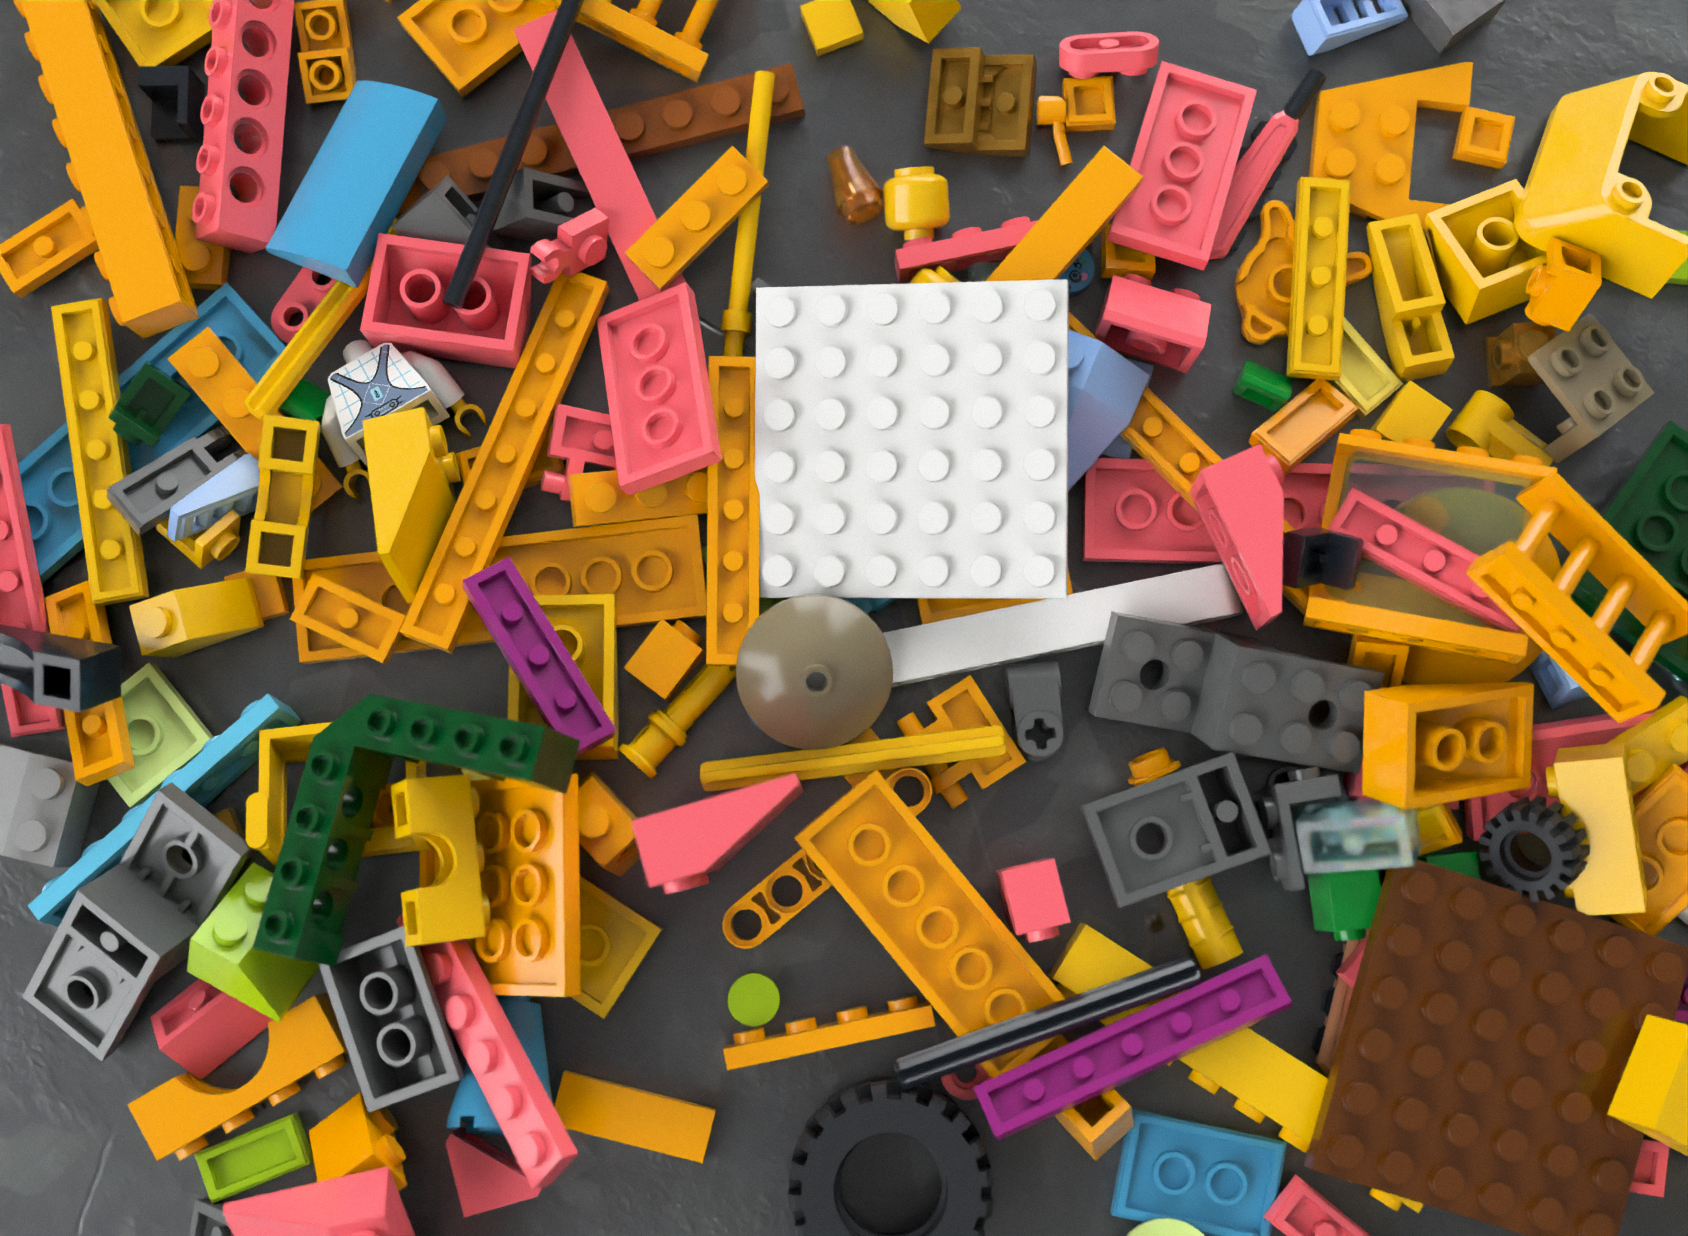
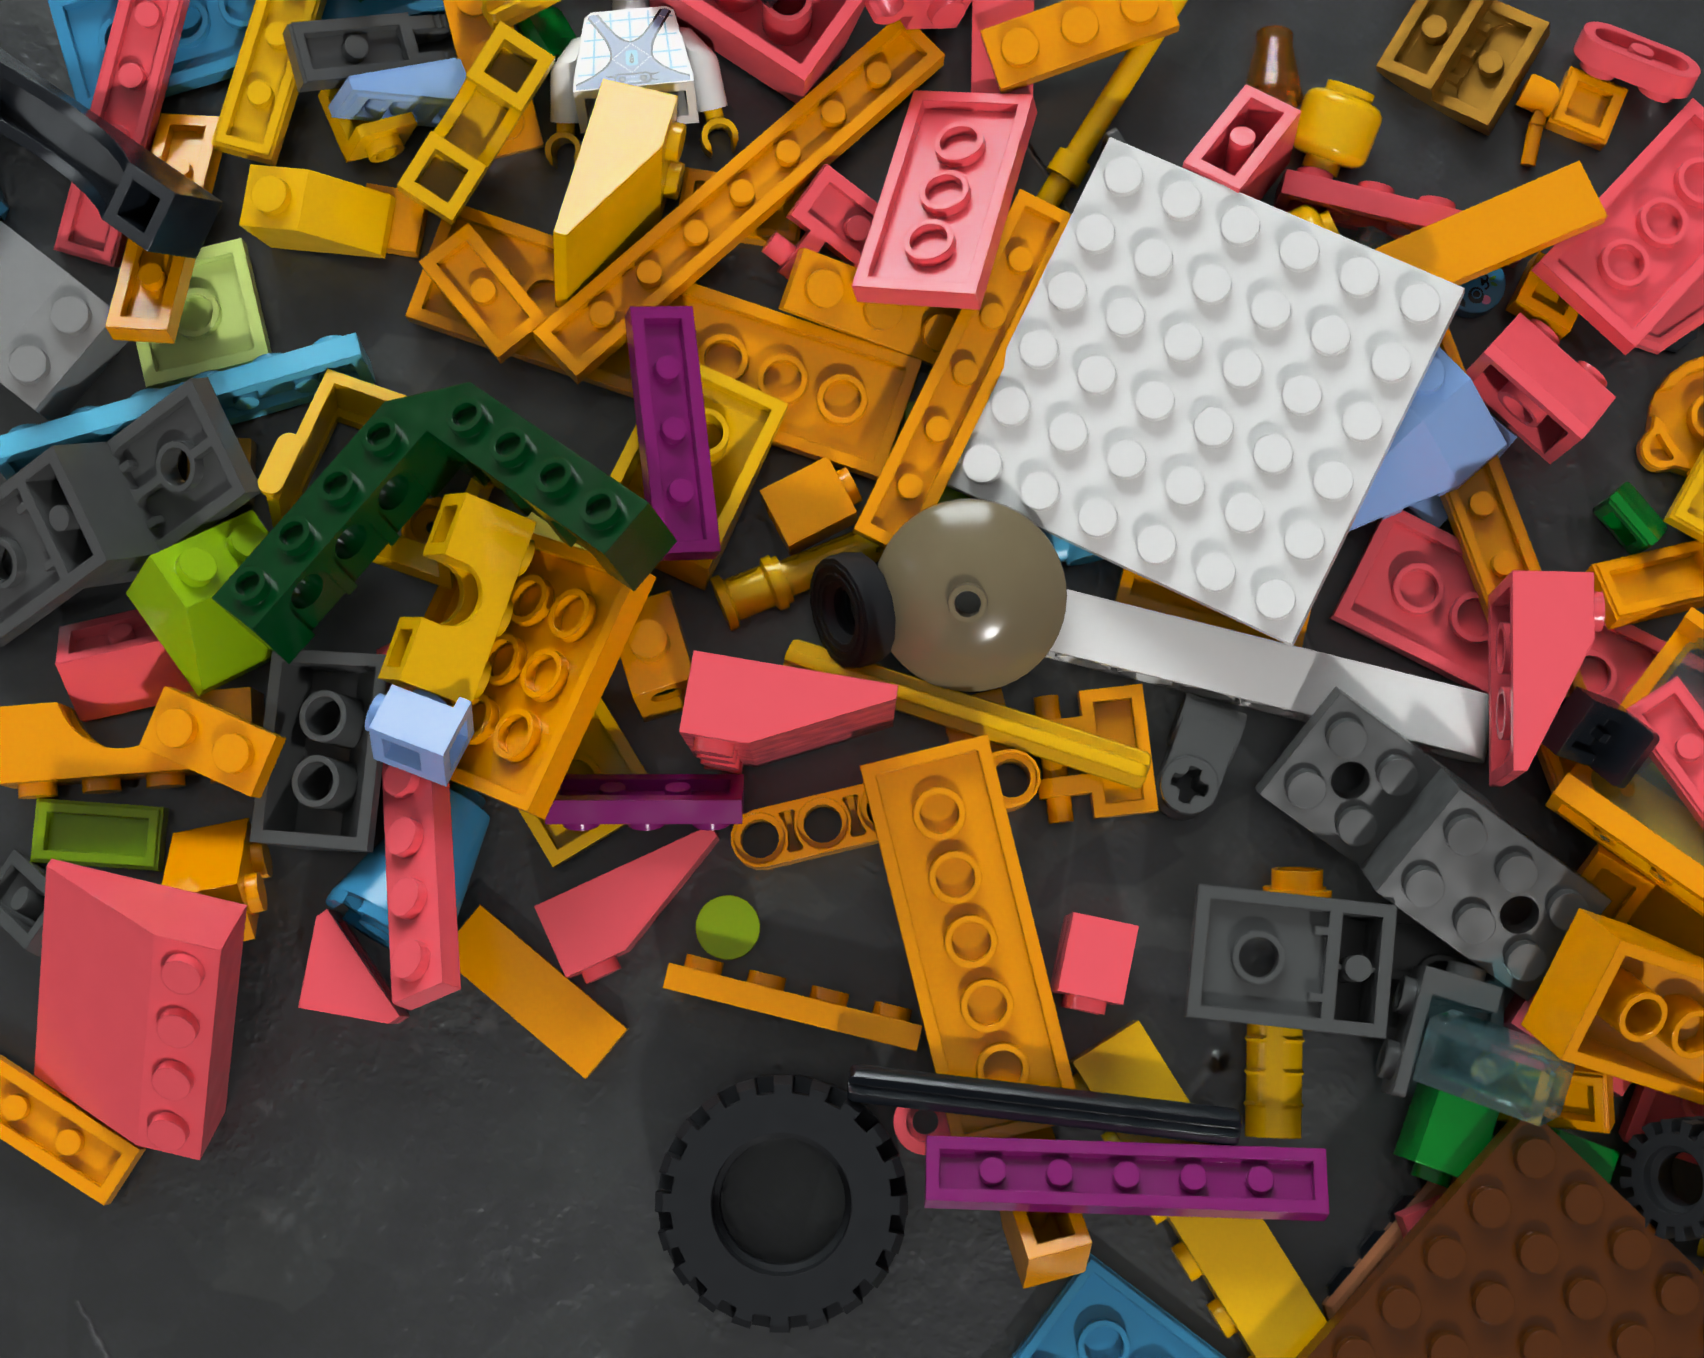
camera: 25 degrees right, 0 degrees up
(305, 1052) = (212, 742): none -> light orange plate
(456, 973) = (419, 732): none -> light blue brick
(651, 937) = (648, 801): none -> magenta plate
(664, 1030) = (615, 910): none -> coral slope
(733, 723) = (872, 632): none -> black tyre
(858, 245) = (1247, 143): none -> coral slope

